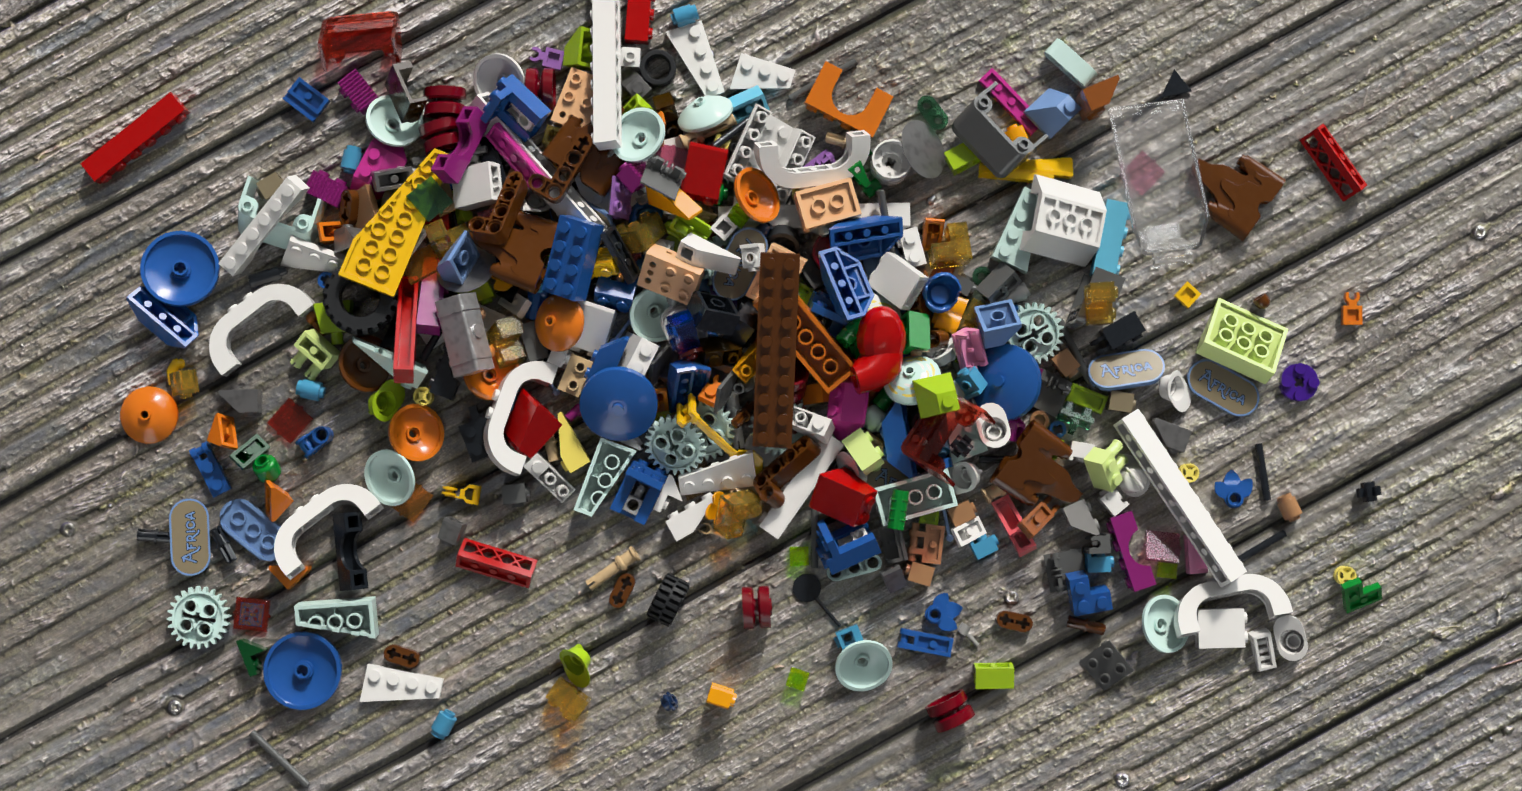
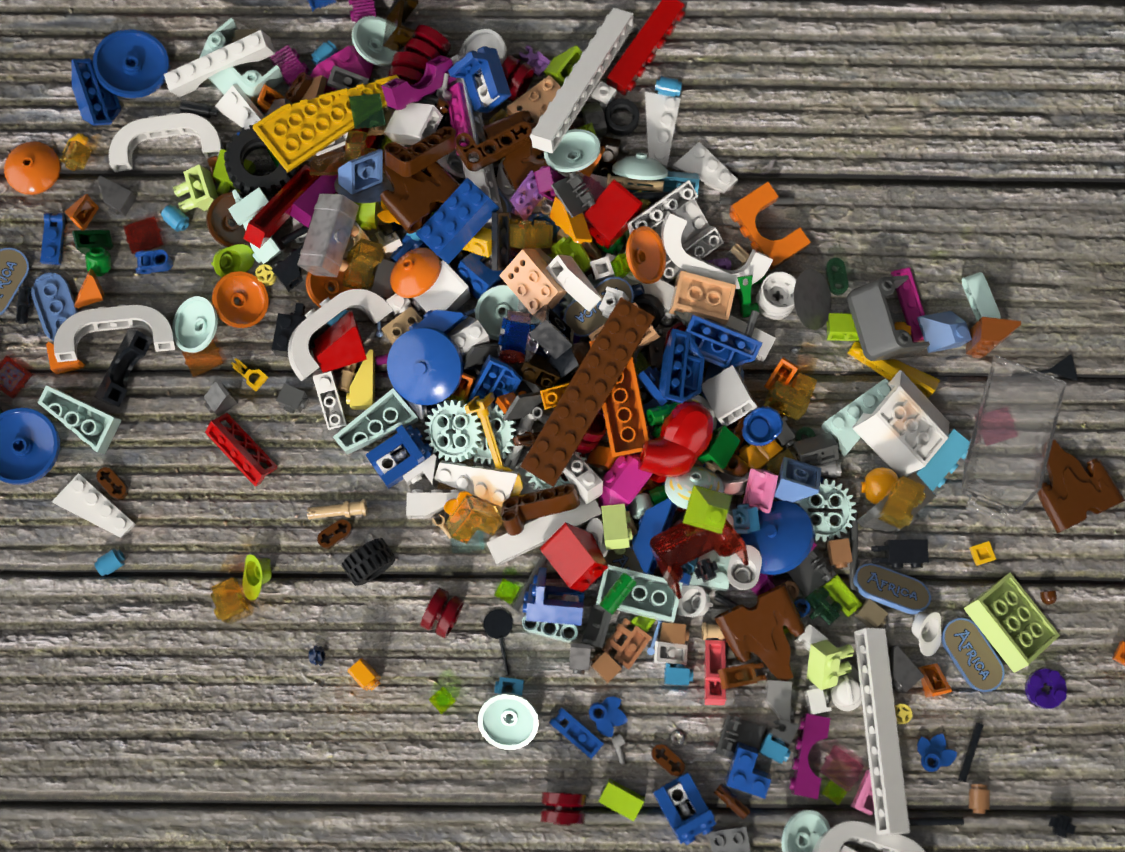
camera: 35 degrees right, 10 degrees down
(377, 347) = (248, 206): none -> light aqua tile
(486, 141) = (442, 92): none -> light grey hand
(491, 154) = (441, 104): none -> reddish brown hinge
(912, 248) = (756, 377): white brick -> none
(1064, 662) = (696, 823): none -> blue brick
(1070, 284) = (878, 484): none -> light orange brick
(1201, 429) = (934, 681): none -> orange slope

